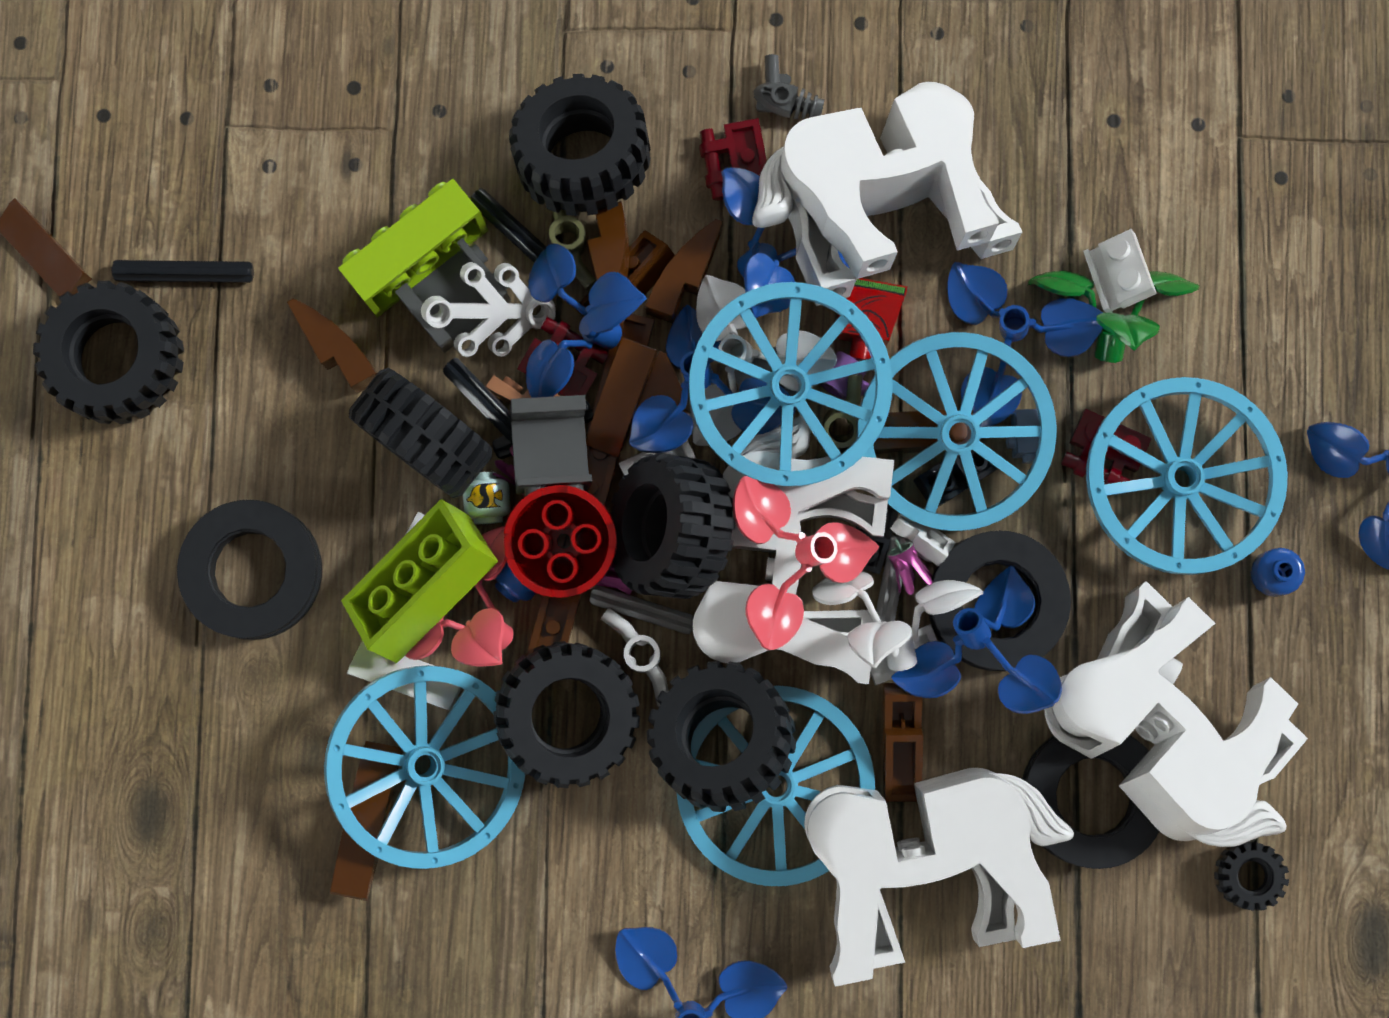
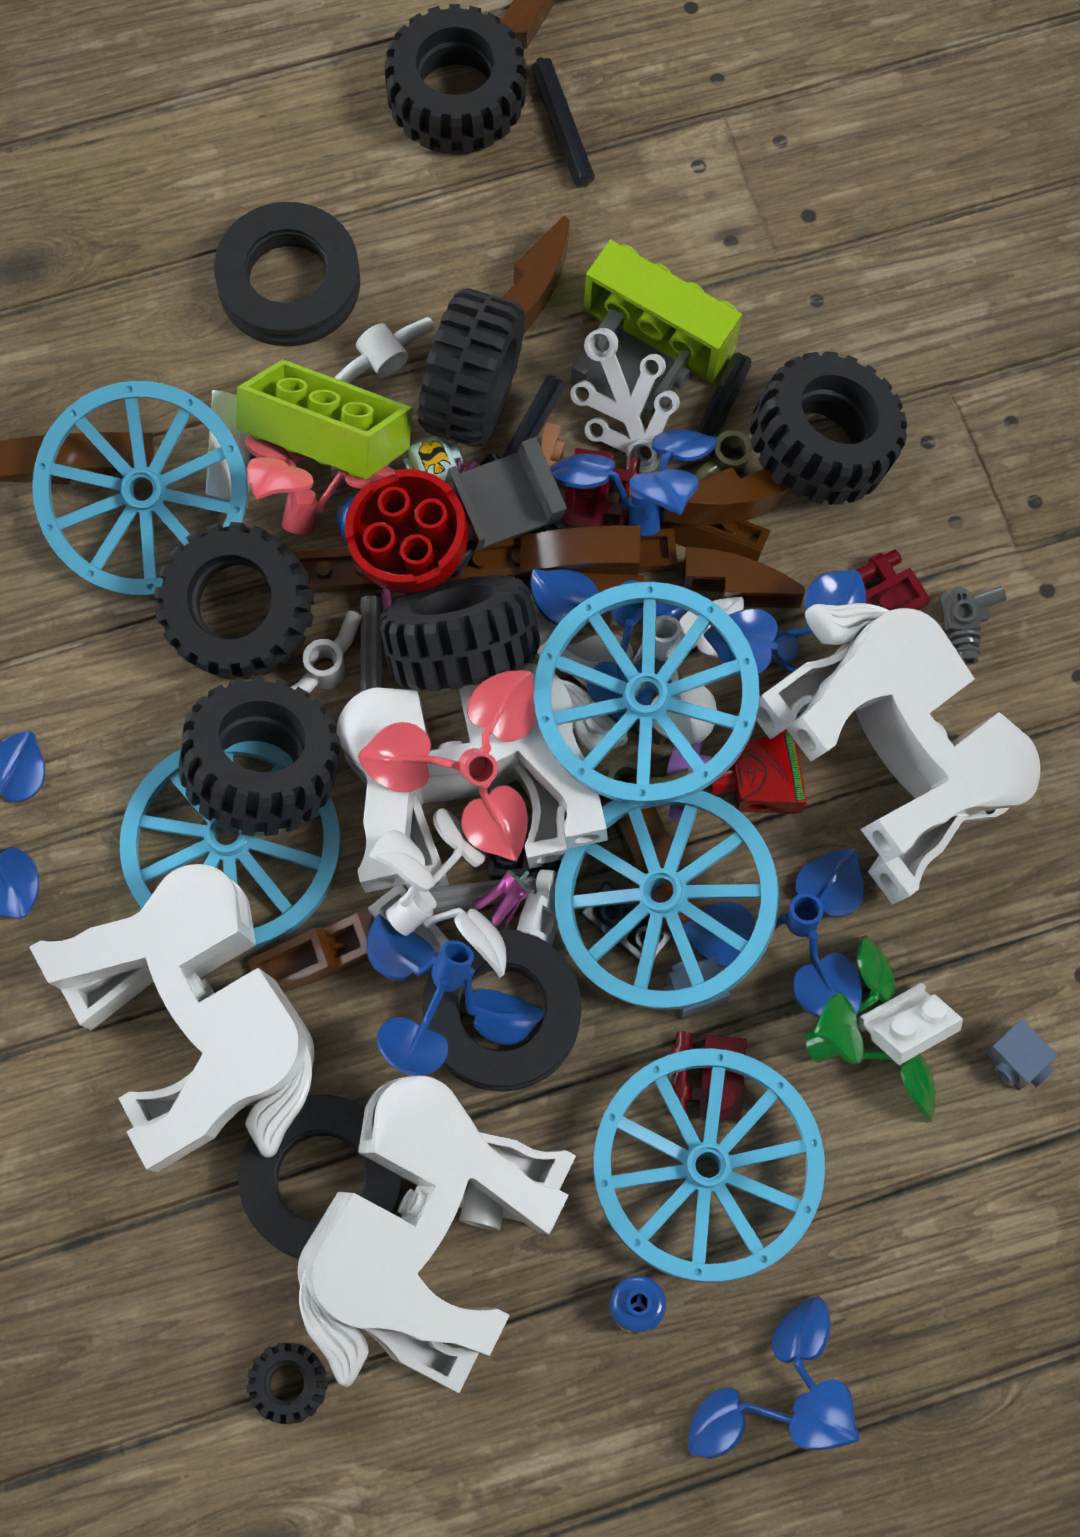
camera: 65 degrees right, 10 degrees down
(358, 509) = (383, 349): none -> white piece
(1170, 194) = (1021, 1057): none -> sand blue brick

